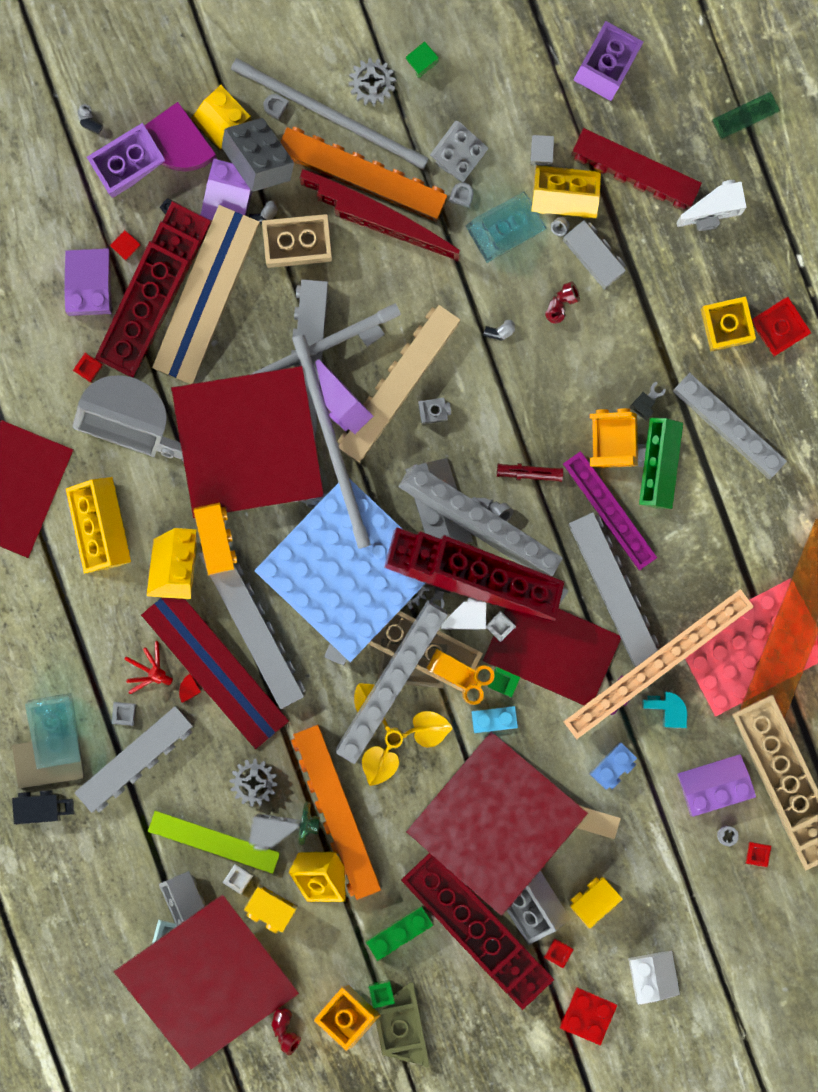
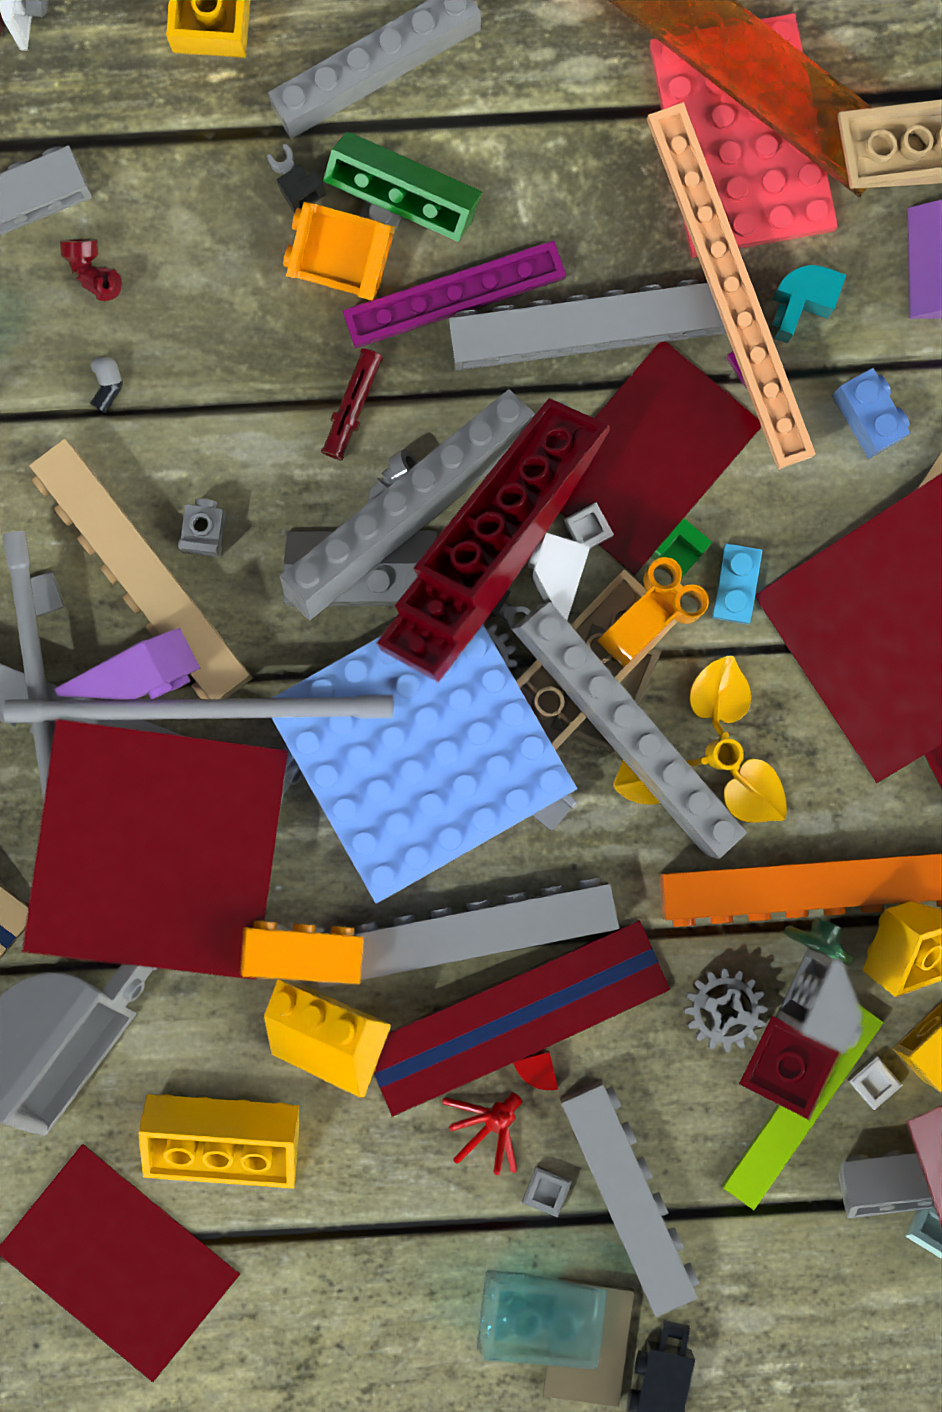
camera: 75 degrees left, 0 degrees up
(231, 827) = (790, 1068): none -> dark red plate

